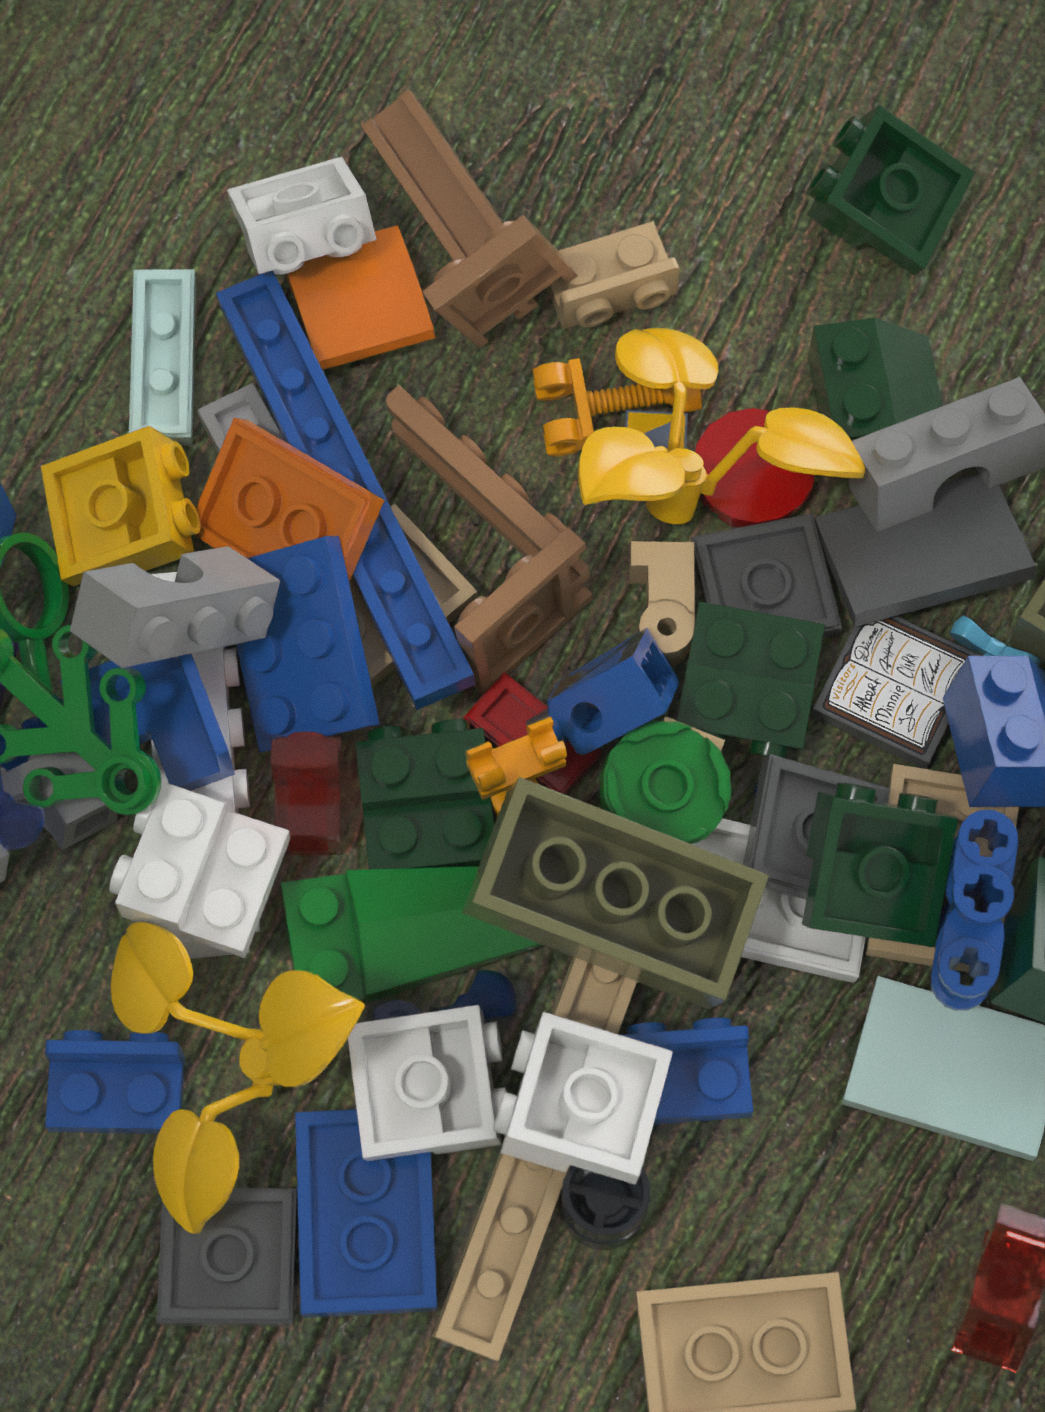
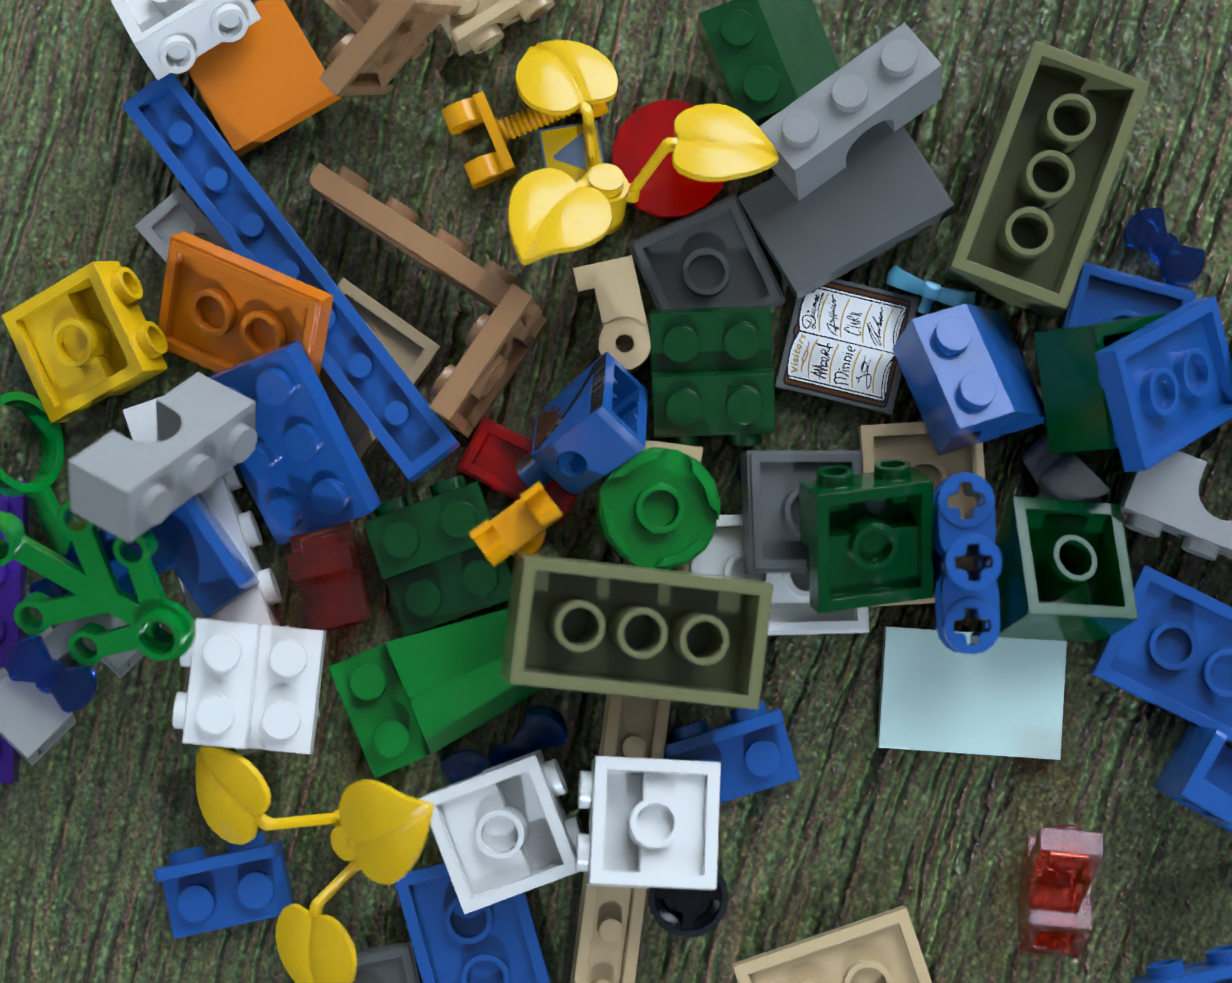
camera: 10 degrees left, 15 degrees up
(163, 352) = (87, 174): light aqua tile -> none

